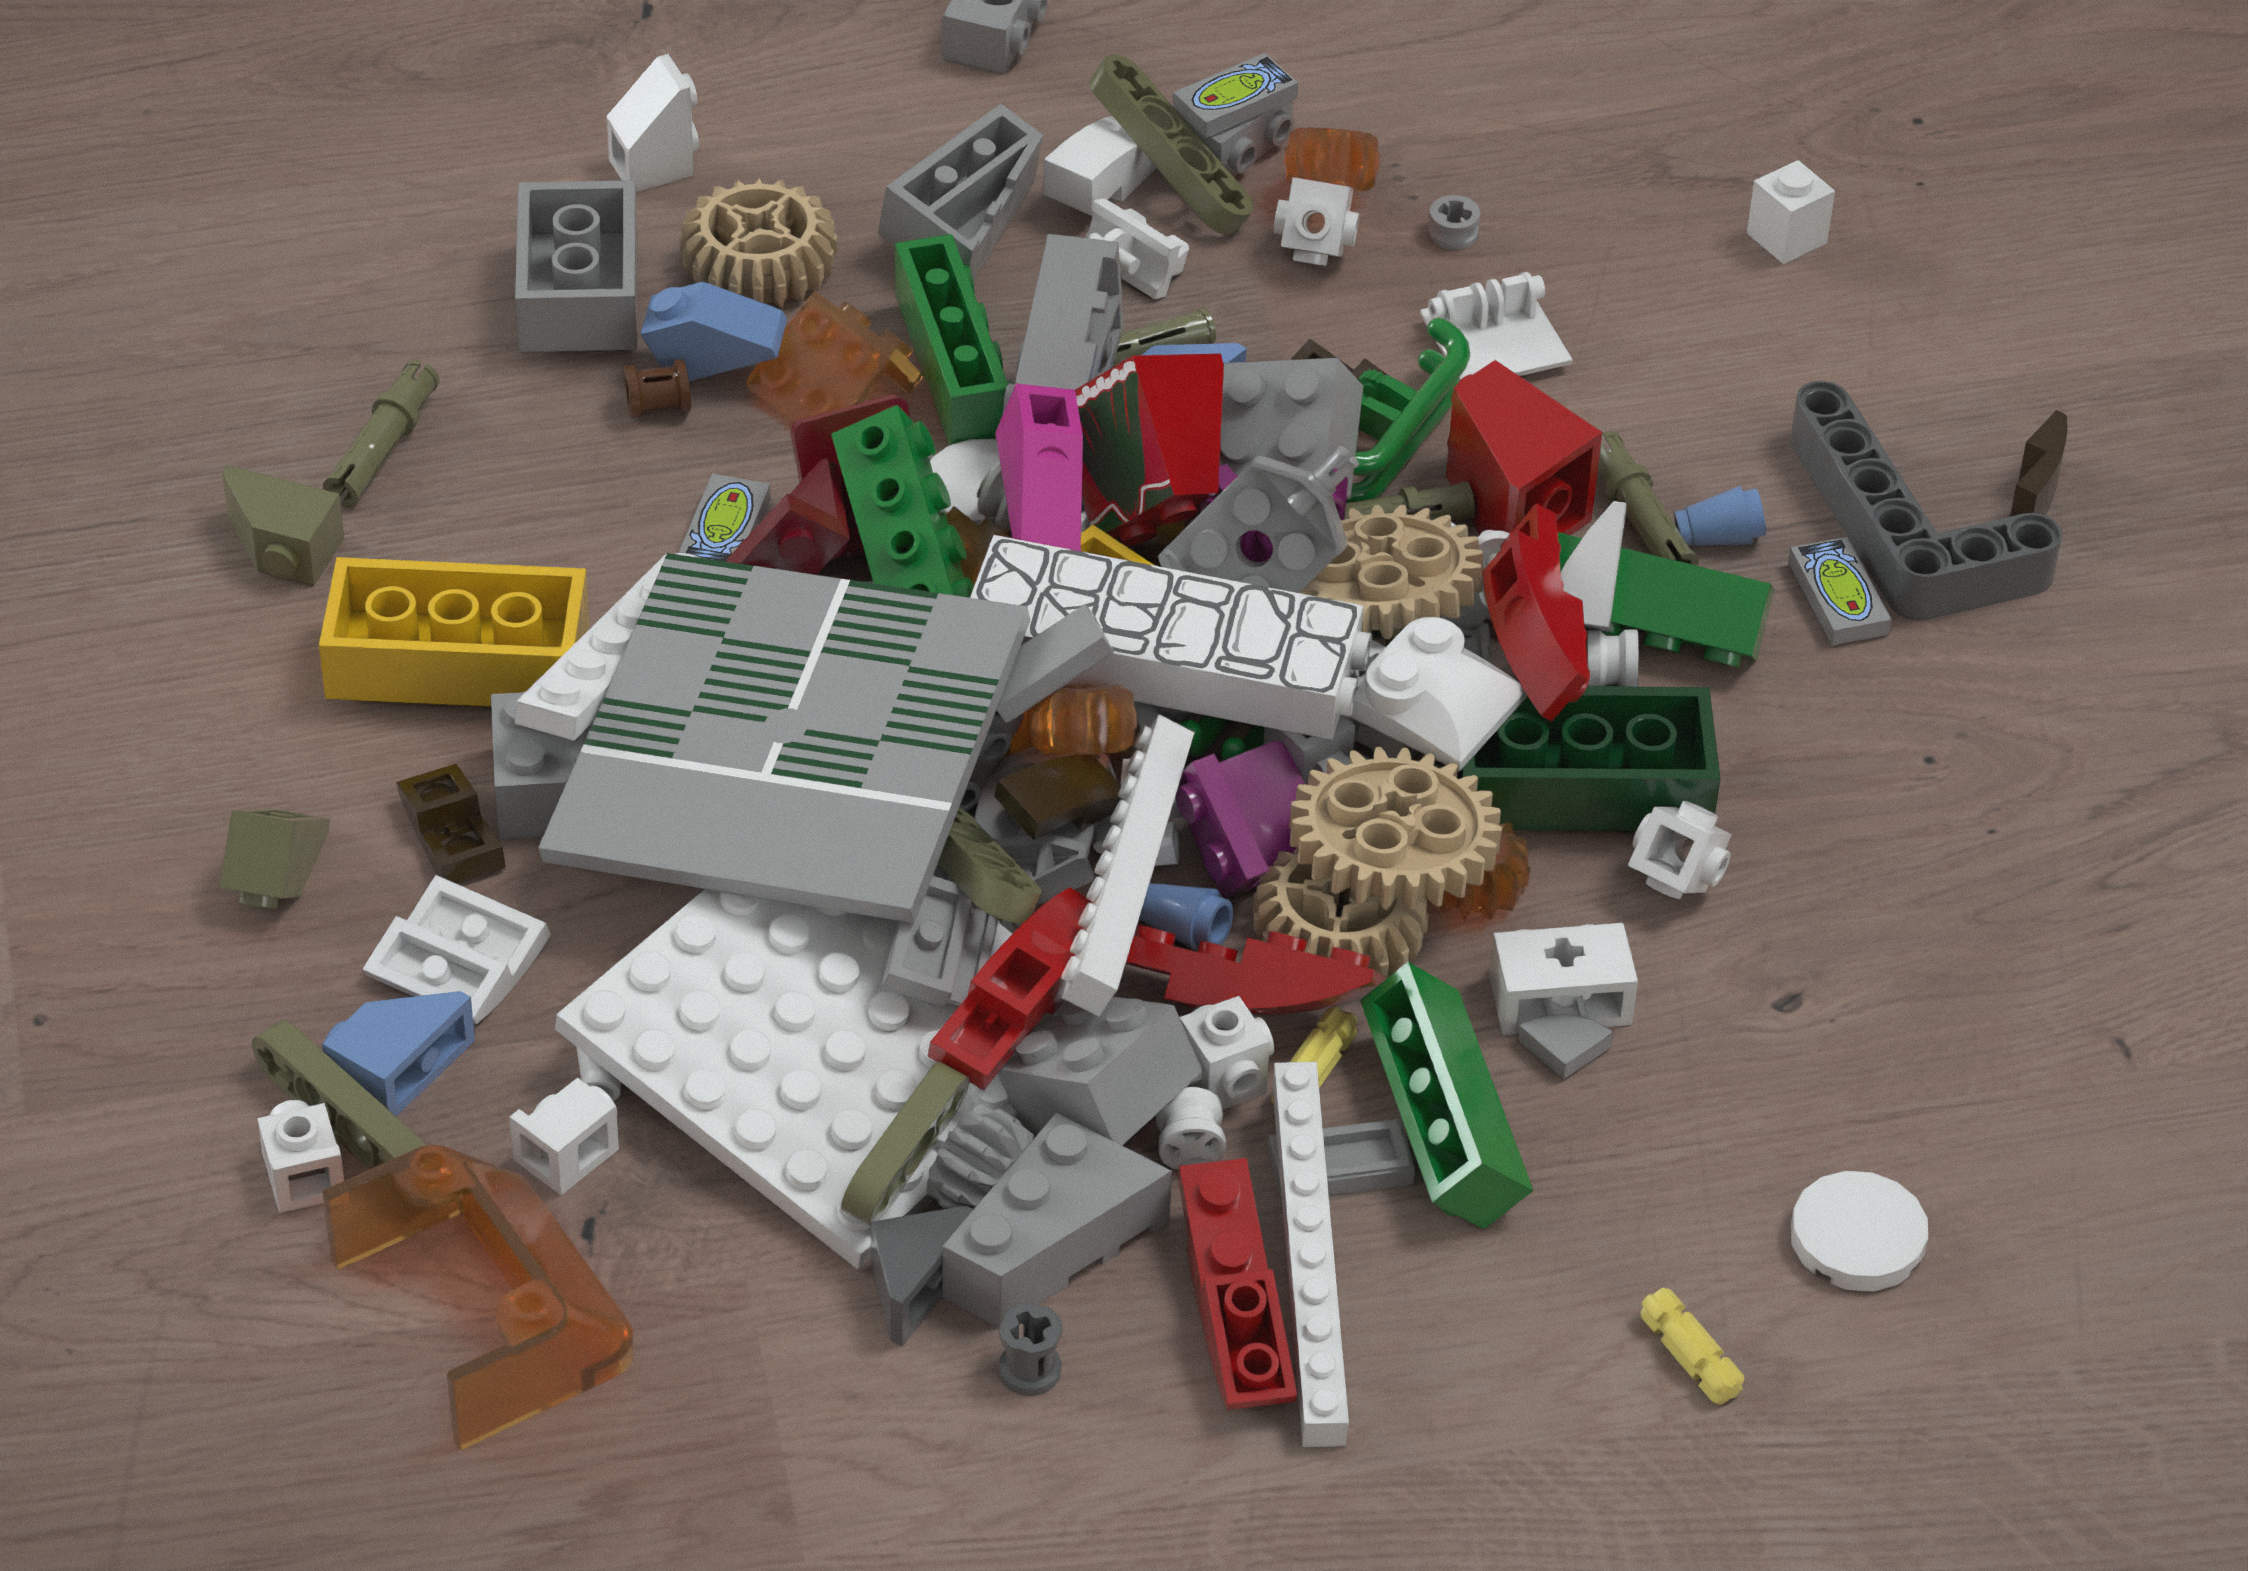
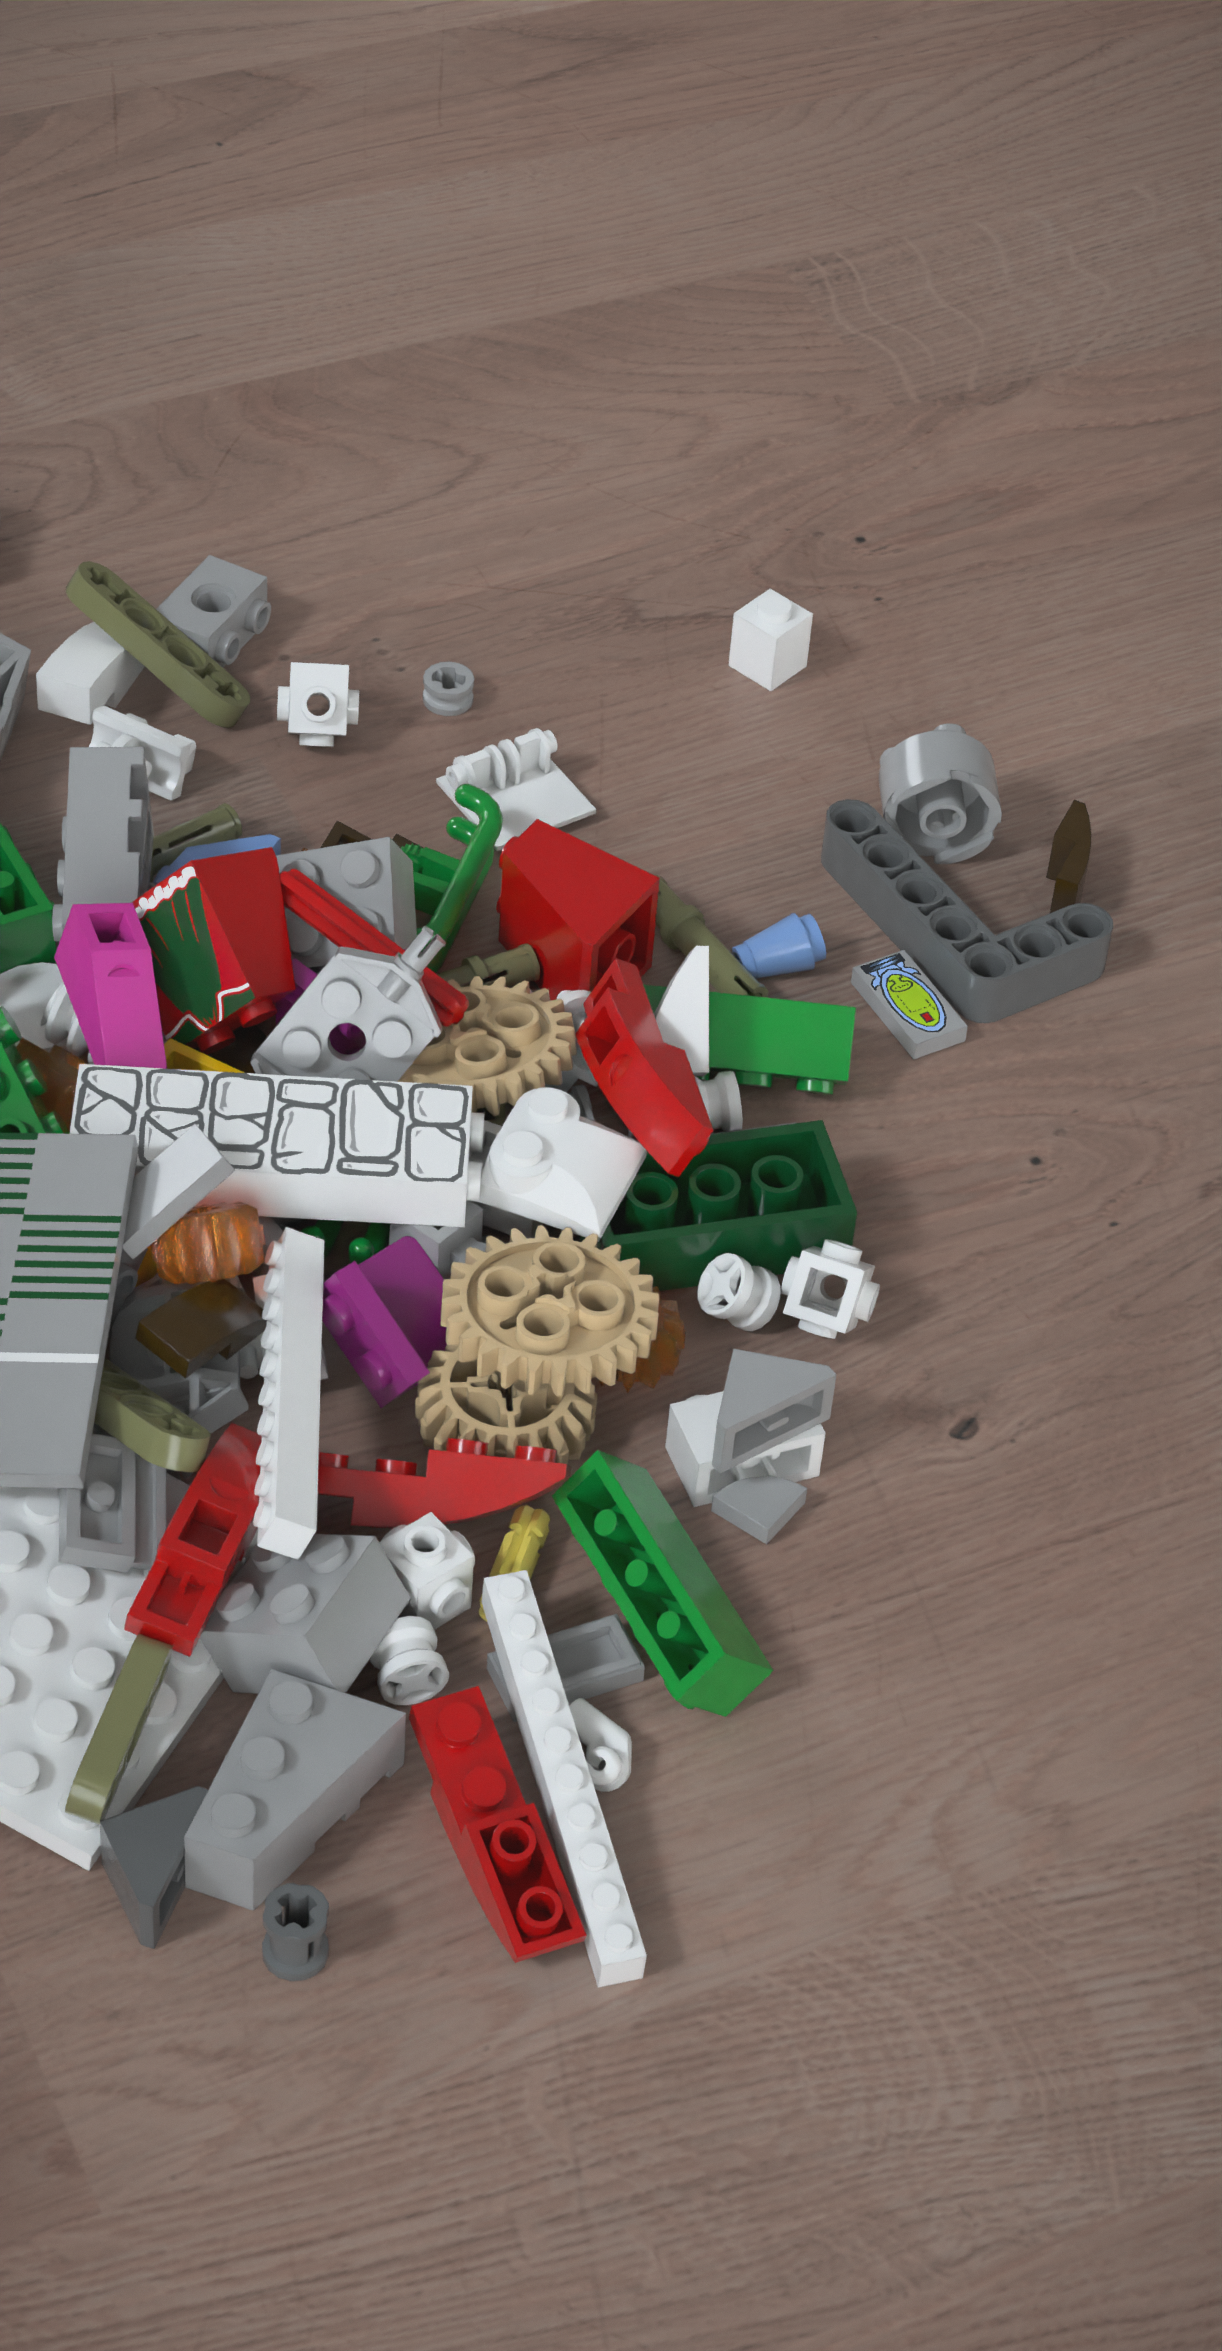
camera: 15 degrees left, 0 degrees up
(976, 1156) = (197, 1732): light grey gear -> none
(1188, 912) = (357, 1430): medium blue cone -> none
(1235, 95) = (212, 588): tile -> none
(1283, 445) = (350, 930): none -> red axle
(1333, 157) = (319, 638): clear orange gear -> none
(1361, 1237) = (607, 1746): none -> white arm
(1582, 945) = (767, 1404): none -> light grey slope
(1591, 840) = (739, 1292): none -> white wheel
(1692, 1346) = (967, 1808): light yellow axle -> none
(1859, 1230) = (1099, 1657): white tile -> none
(1919, 387) = (941, 793): none -> light grey brick

